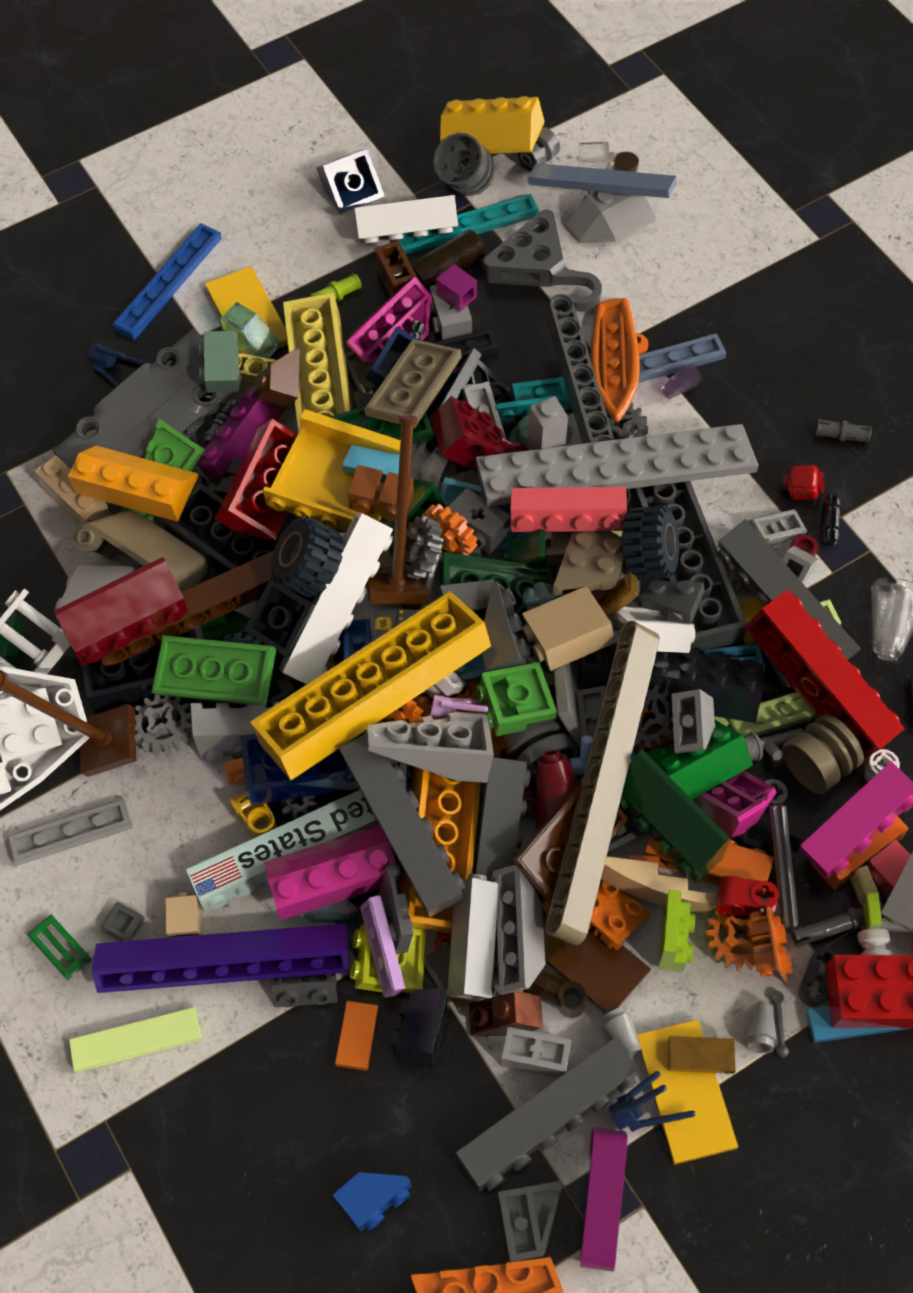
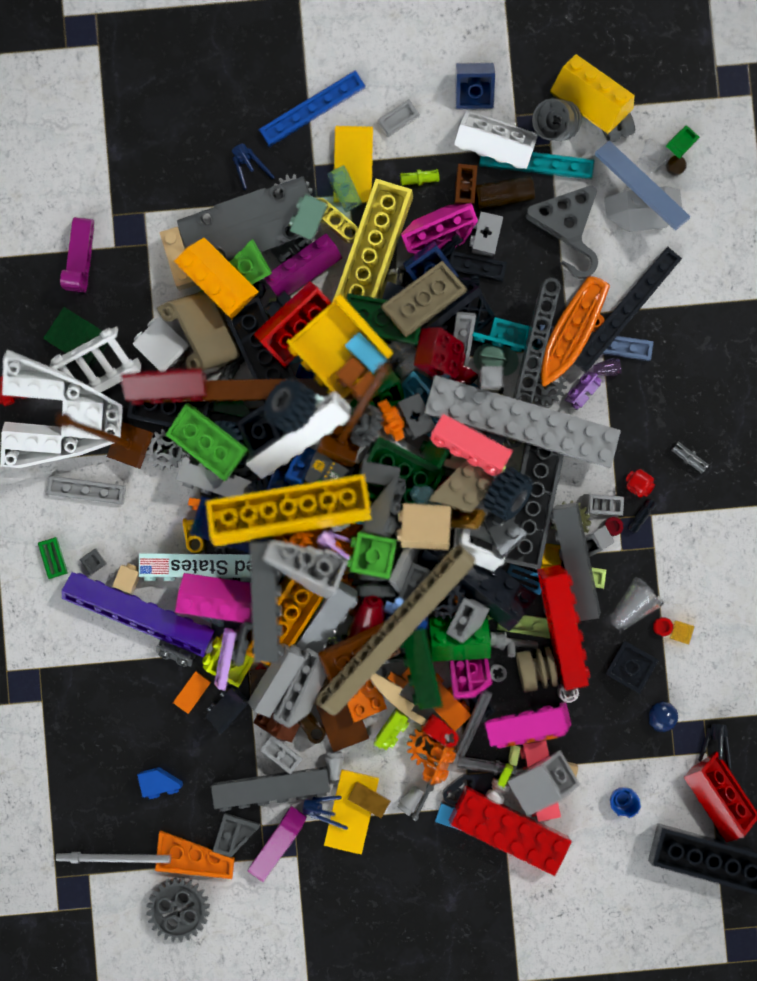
camera: 25 degrees right, 25 degrees up
(135, 1039) = (72, 633): yellowish green tile -> none
(277, 248) = (398, 118): none -> light grey tile
(280, 381) = (343, 245): slope -> none
(456, 287) = (495, 226): magenta brick -> none
(619, 133) = (682, 141): none -> green tile
(663, 316) = (627, 309): none -> black tile
(668, 408) = (588, 383): none -> medium lavender hinge

